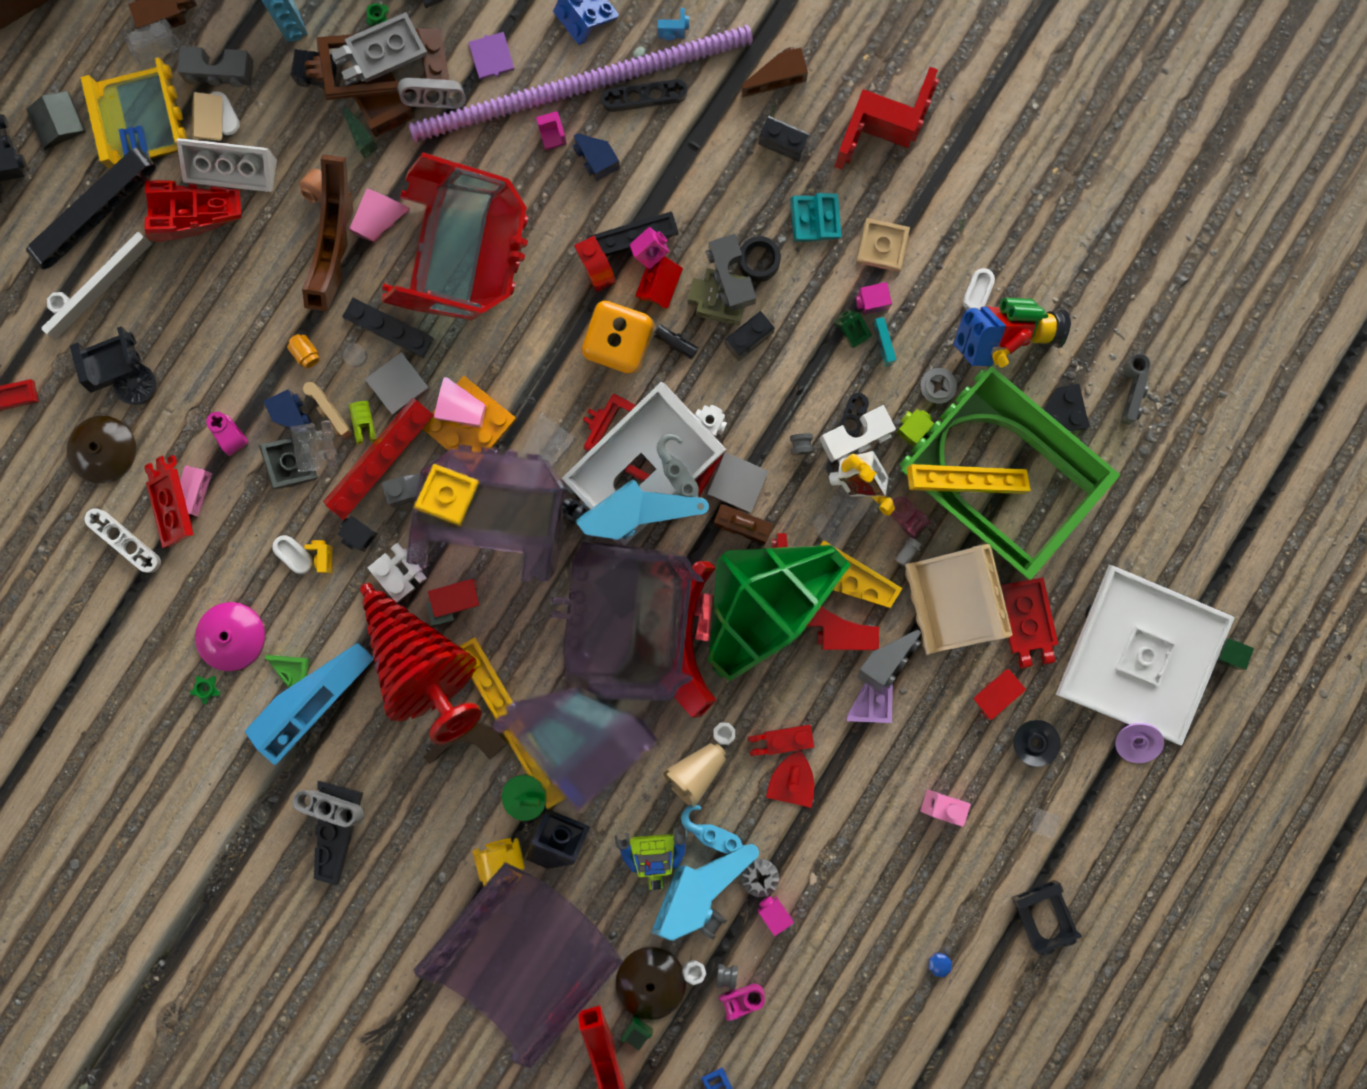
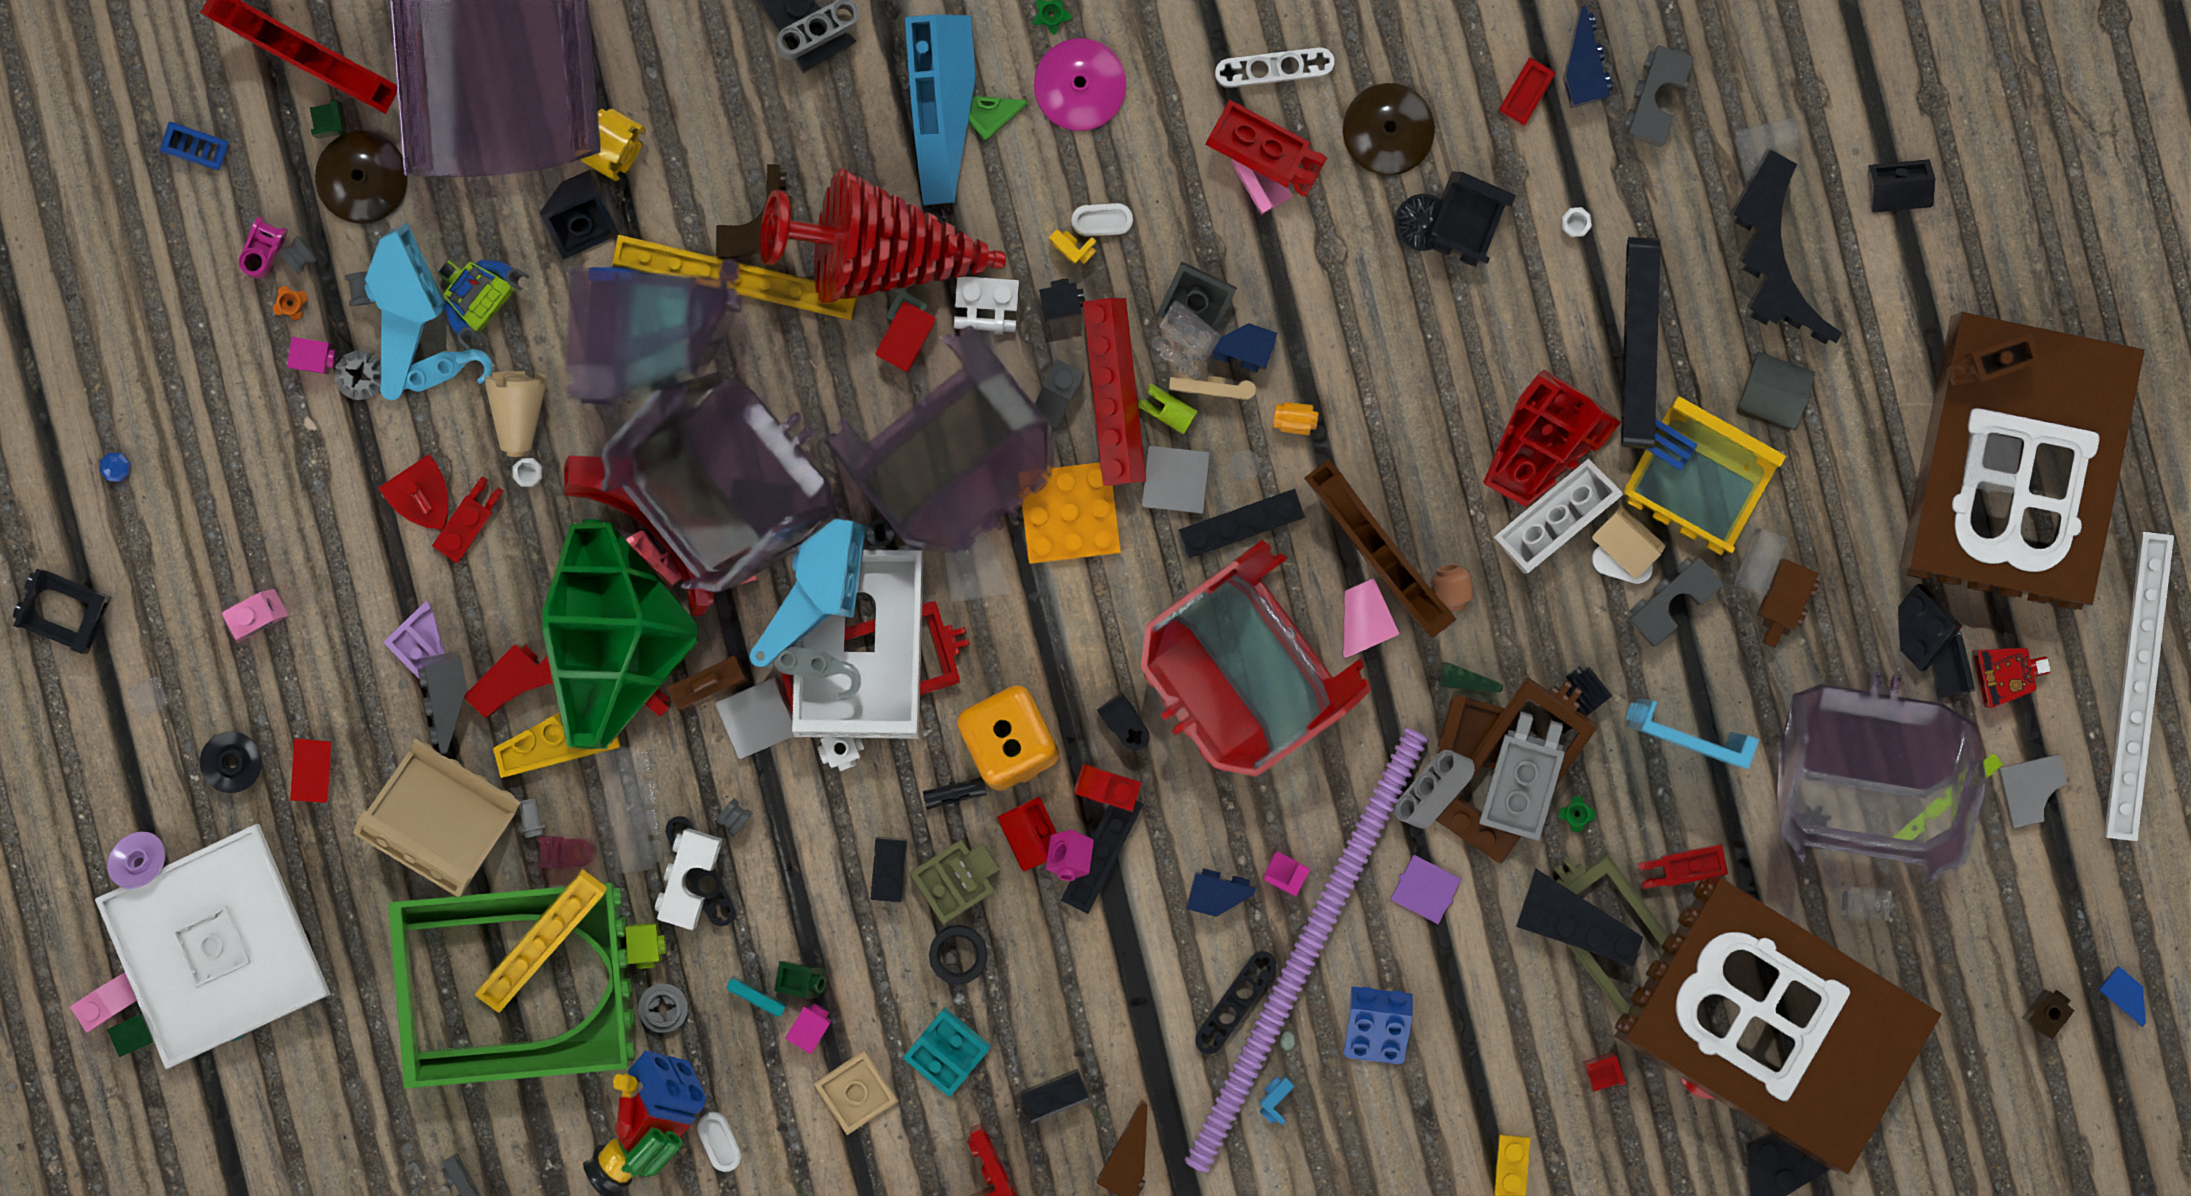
camera: 130 degrees right, 5 degrees up
(96, 286) = (1557, 276): white tile -> none
(228, 435) = (1276, 267): dark pink piece -> none
(446, 494) = (991, 423): yellow tile -> none
(458, 405) = (1090, 519): bright pink slope -> none
(524, 797) = (651, 222): green shield -> none
(551, 290) = (1120, 718): none -> black piece
(694, 972) = (332, 228): white tile -> none
(736, 292) = (989, 916): dark grey arch -> none
(754, 961) = (281, 306): none -> orange plate
(864, 477) = (640, 842): torso -> none
(1030, 620) = (354, 870): red tile -> none
(1068, 407) = (520, 1109): black plate -> none
(1233, 685) = (104, 1003): none -> bright pink slope

